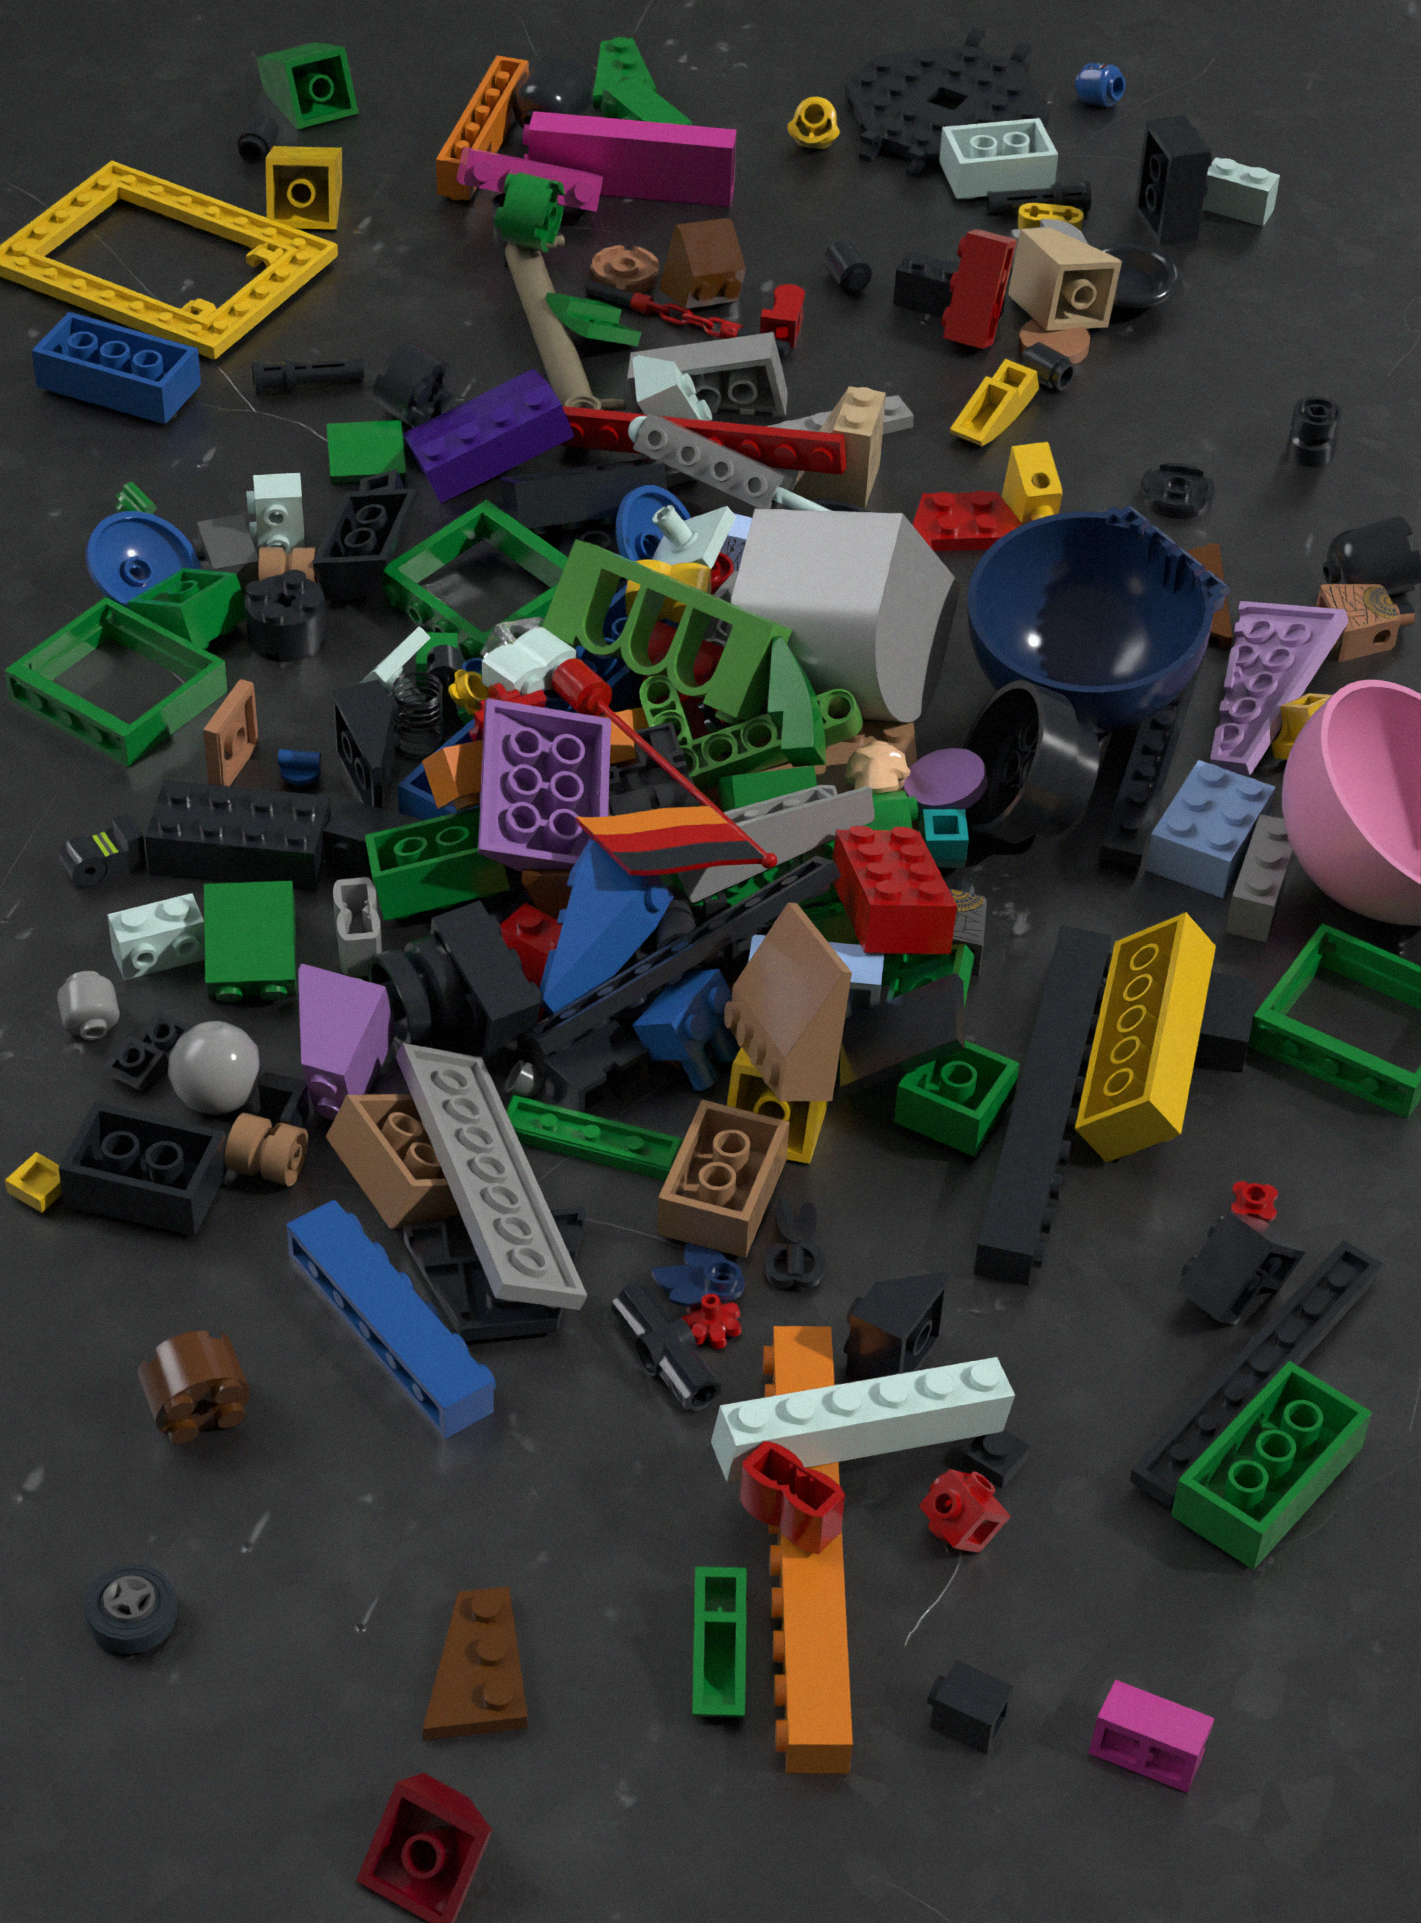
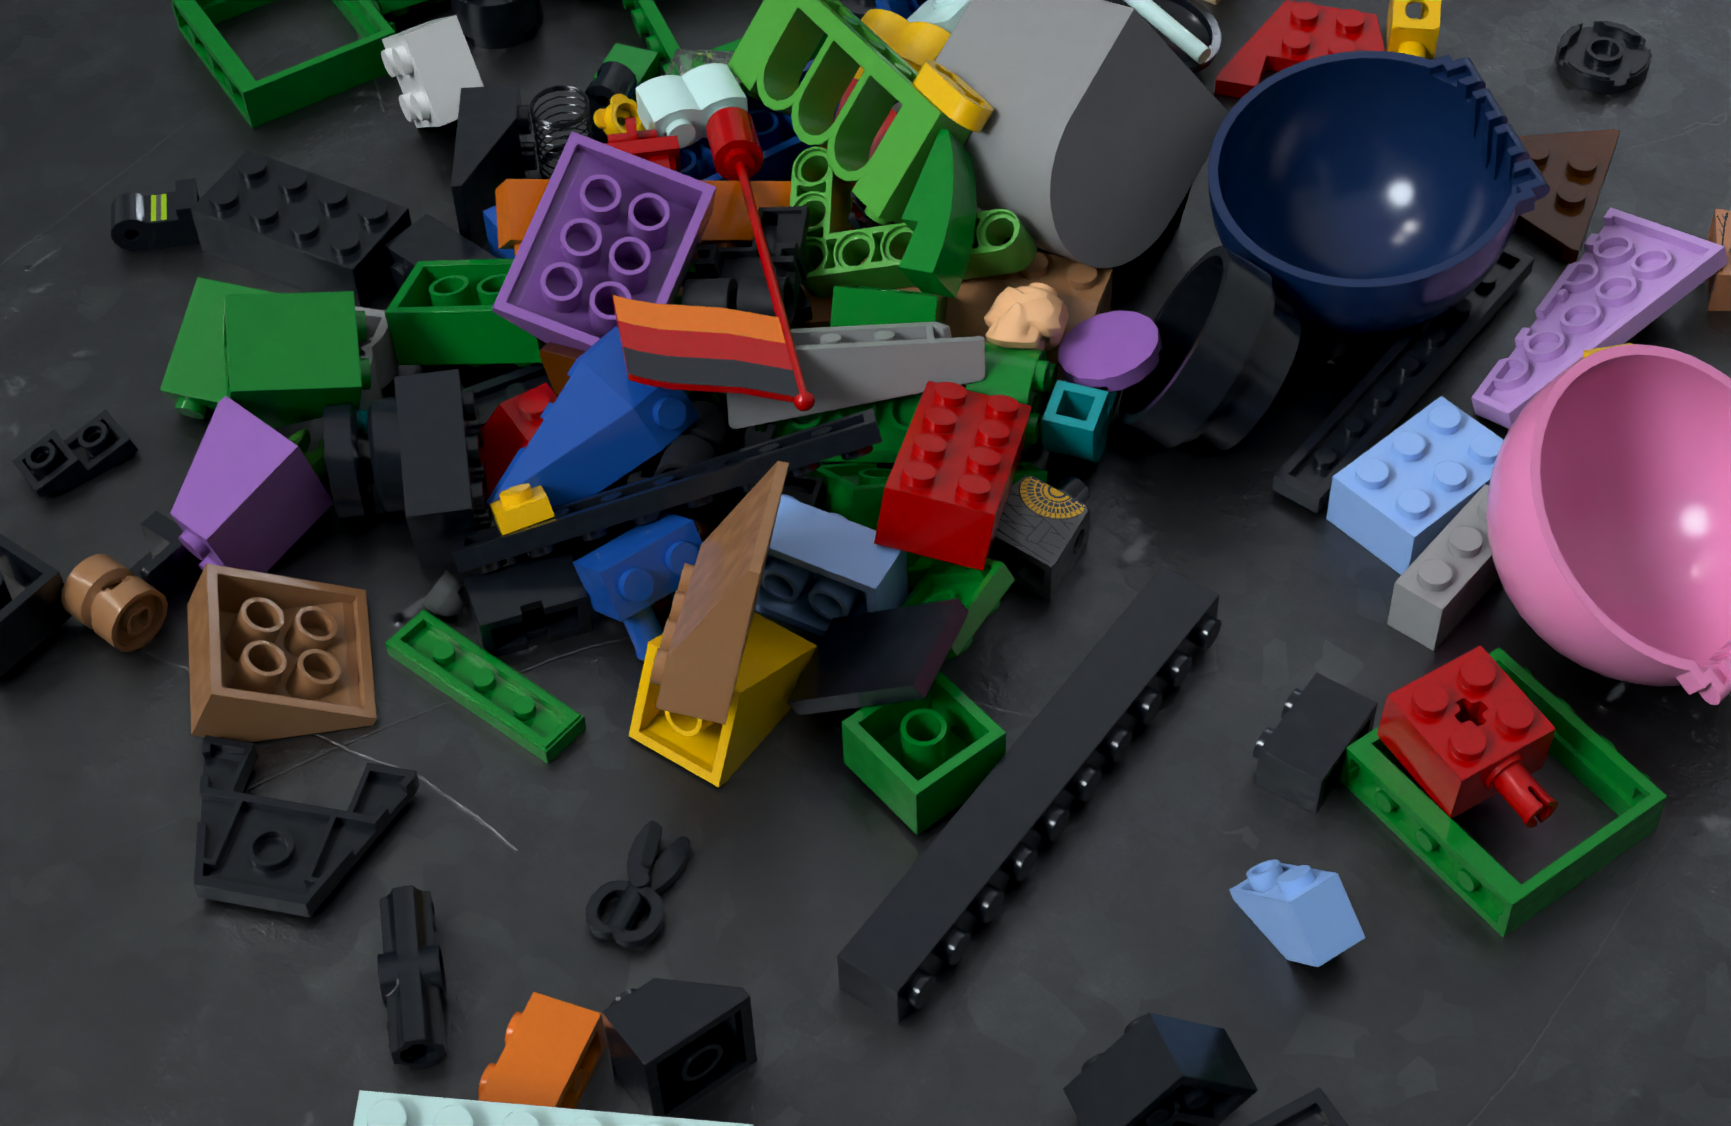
camera: 25 degrees right, 5 degrees up
(88, 1004) = (37, 384): light grey head -> none
(157, 936) = (139, 322): light aqua brick -> none
(215, 1068) = (107, 491): light grey piece -> none
(231, 735) = (350, 117): nougat tile -> none
(289, 684) = (431, 69): none -> white brick
(299, 766) = (417, 167): blue plate -> none
(324, 922) = (294, 353): none -> green slope
(391, 667) = (570, 69): light aqua tile -> none
(391, 1318) = (129, 849): blue brick -> none
(490, 1178) = (315, 712): light grey plate -> none
(573, 995) = (521, 507): none -> yellow plate
(702, 1274) = (505, 902): dark blue plate -> none
(713, 1321) = (491, 957): red plant -> none
(723, 1178) = (587, 781): medium nougat brick -> none
(771, 610) = (953, 96): none -> yellow beam
(1146, 1038) = (1190, 743): yellow brick -> none
(1255, 1200) = (1234, 1012): red plate -> none
(1271, 1133) = (1299, 910): none -> light blue slope
(1340, 984) = (1470, 737): none -> red brick

